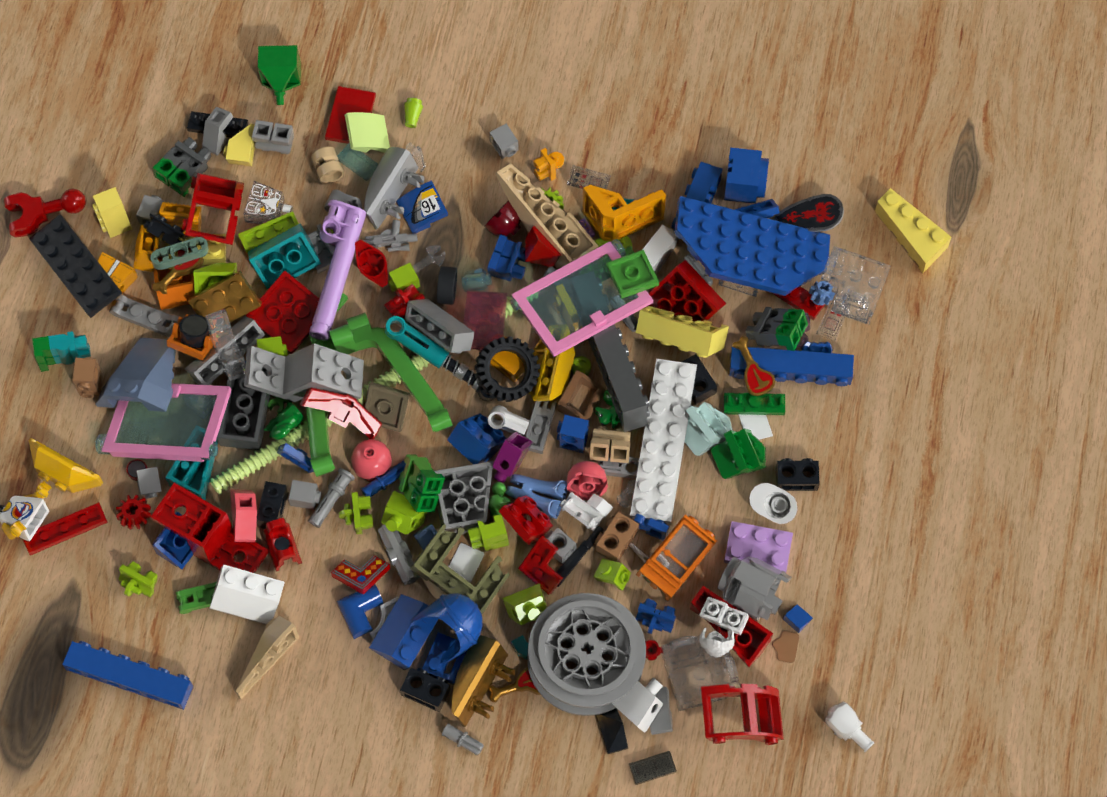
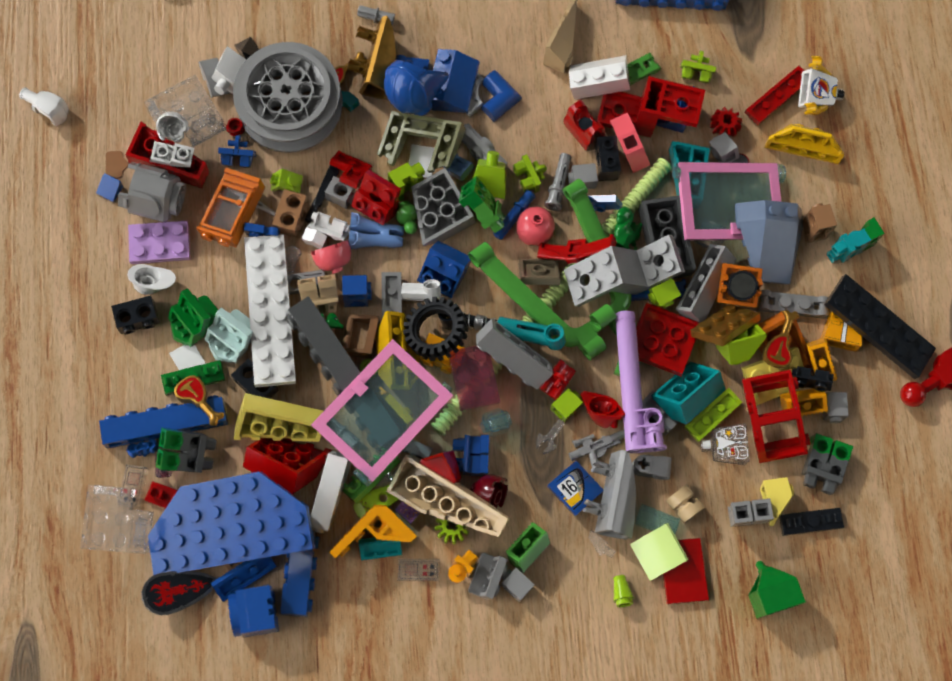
camera: 155 degrees right, 5 degrees up
(111, 213) = (873, 388): light yellow wedge -> none
(191, 243) = (779, 364): sand green beam -> none
(213, 136) = (812, 508): light grey slope -> none
(225, 345) = (703, 270): clear arch -> none
(361, 578) = (506, 117): red tile -> none
(422, 694) = (420, 38): black brick -> none
(447, 285) = (522, 405): black tyre -> none
(484, 165) = (528, 547): none -> bright green brick
(511, 456) = (406, 248): magenta torso -> none
(525, 604) = (352, 128): lime torso -> none
(526, 151) = (487, 576): none -> light grey bracket
(632, 274) = (338, 446): bright green tile -> none
(652, 768) = (209, 34): clear smoke tile -> none
(768, 708) = (124, 105): red window -> none
(821, 293) = (140, 496): medium blue gear -> none
(913, 229) = (62, 601): light yellow wedge -> none

